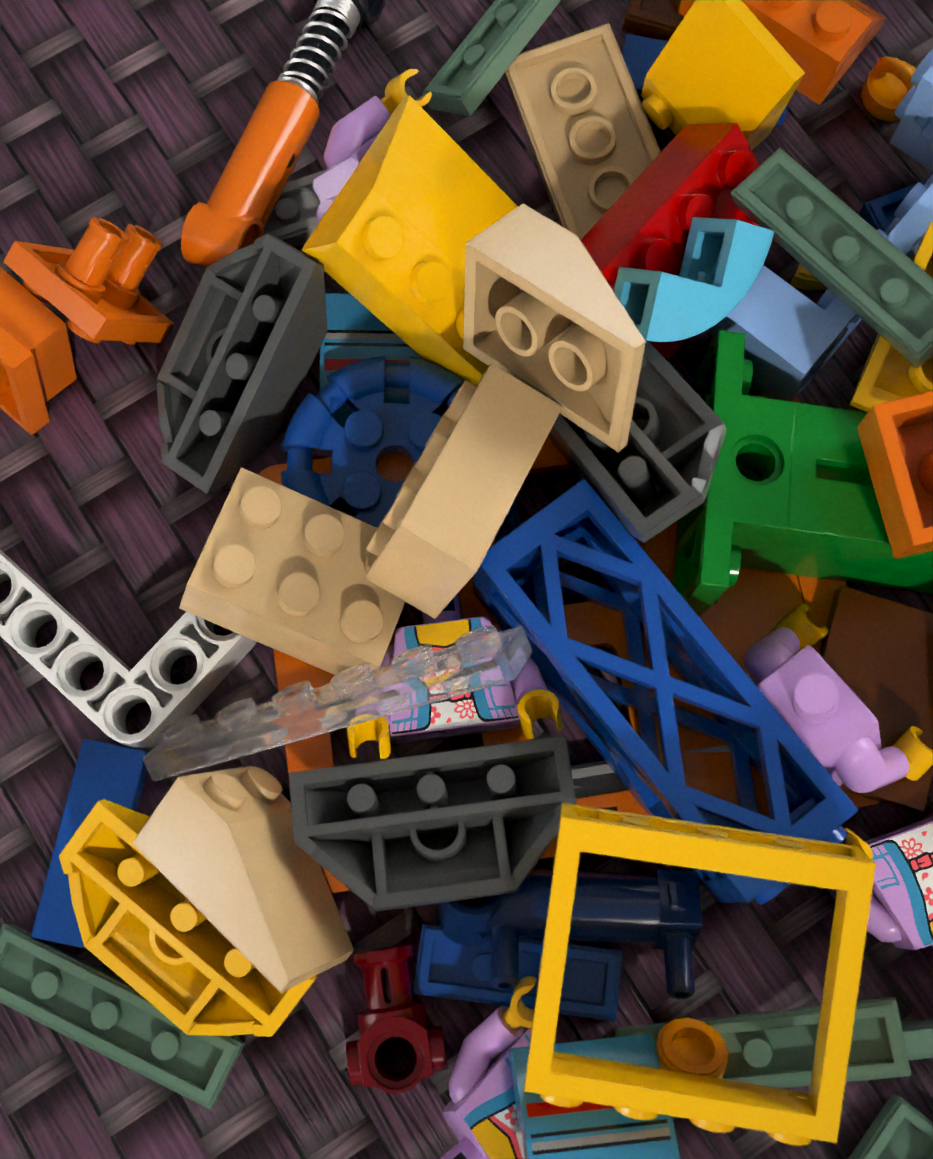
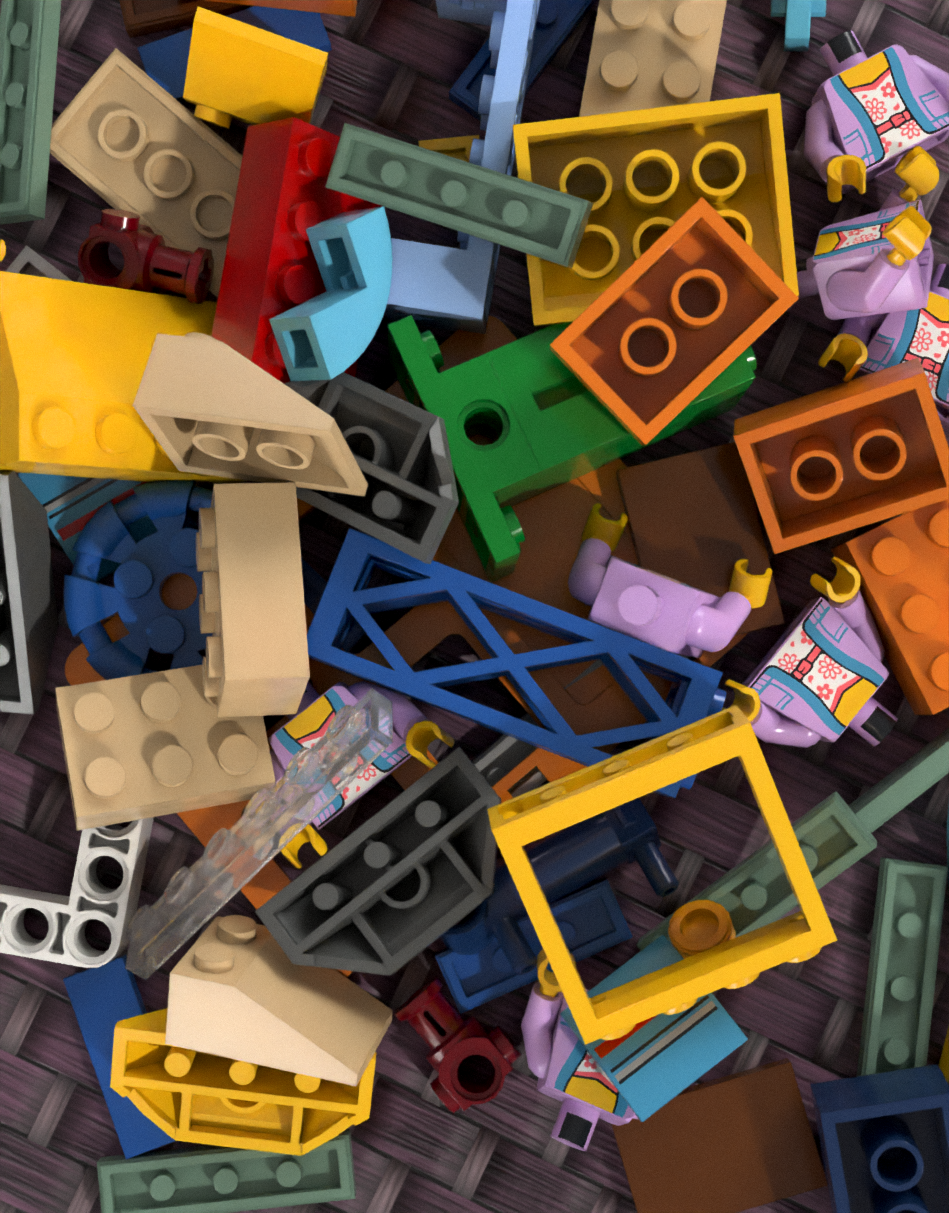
camera: 30 degrees left, 10 degrees up
(536, 182) = (146, 259): none -> dark red connector

